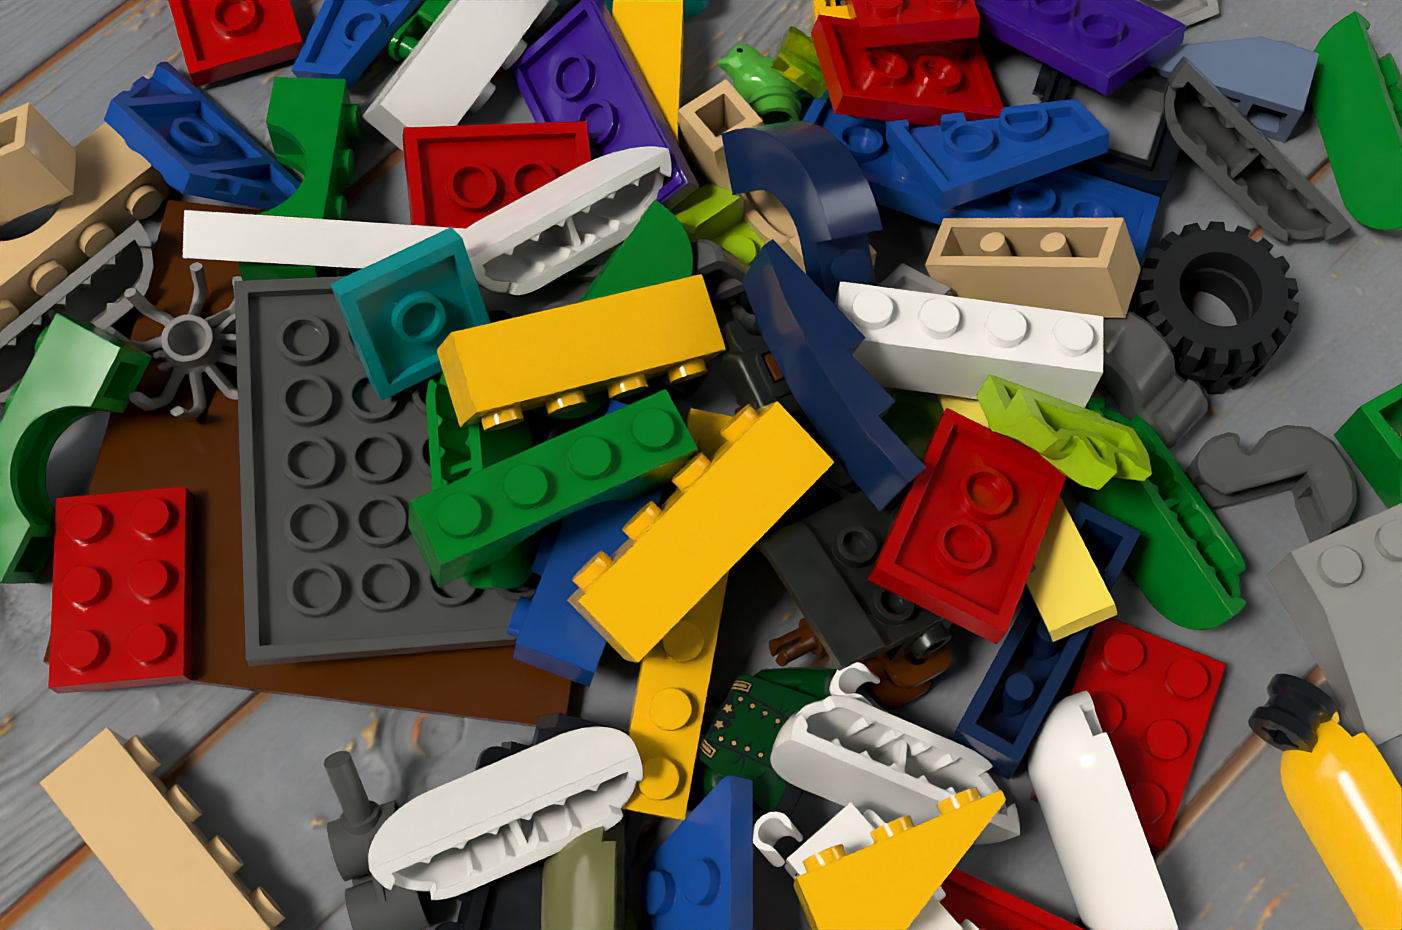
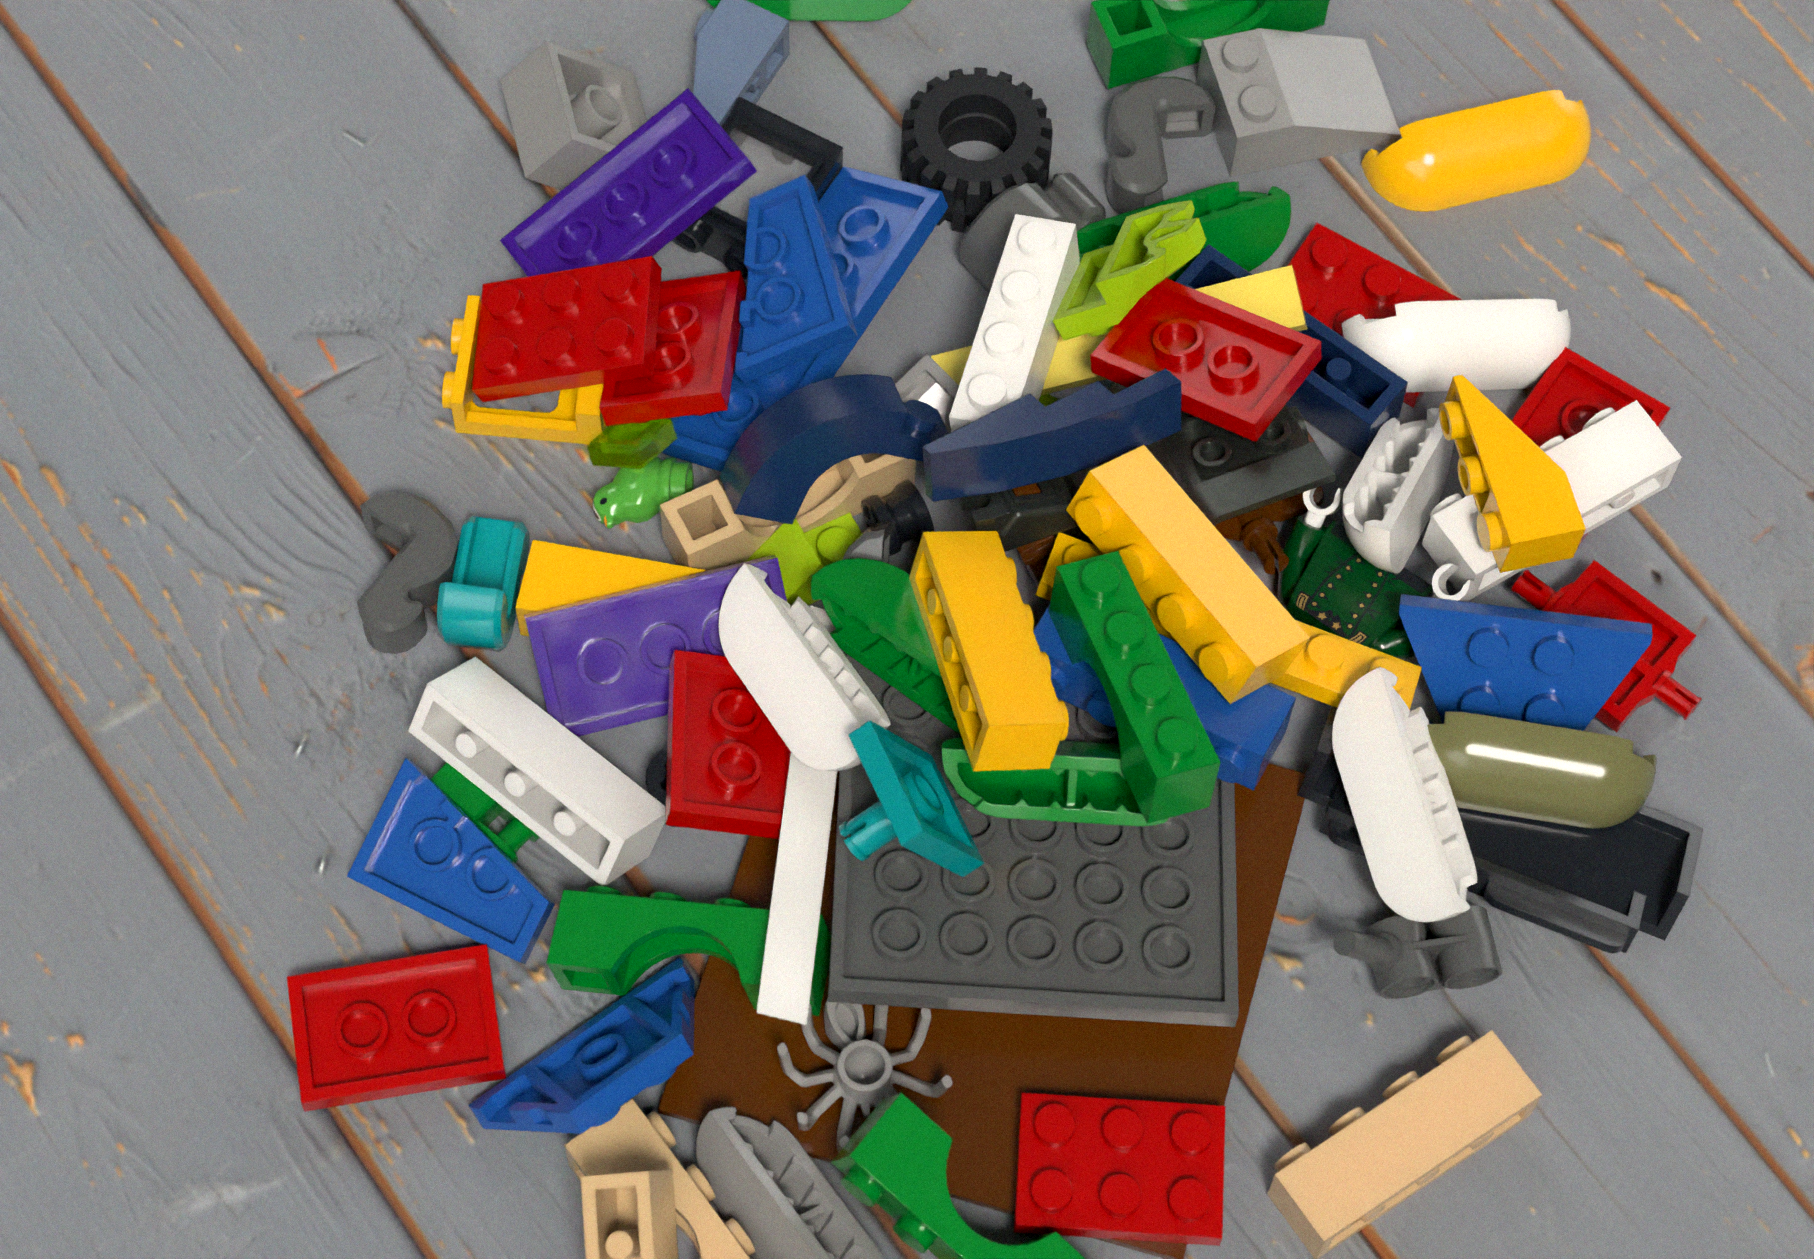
camera: 85 degrees left, 5 degrees down
(1038, 262) = (924, 273): tan brick -> none
(1245, 160) = (832, 79): dark grey brick -> none
(1292, 713) = (1370, 182): black wheel -> none

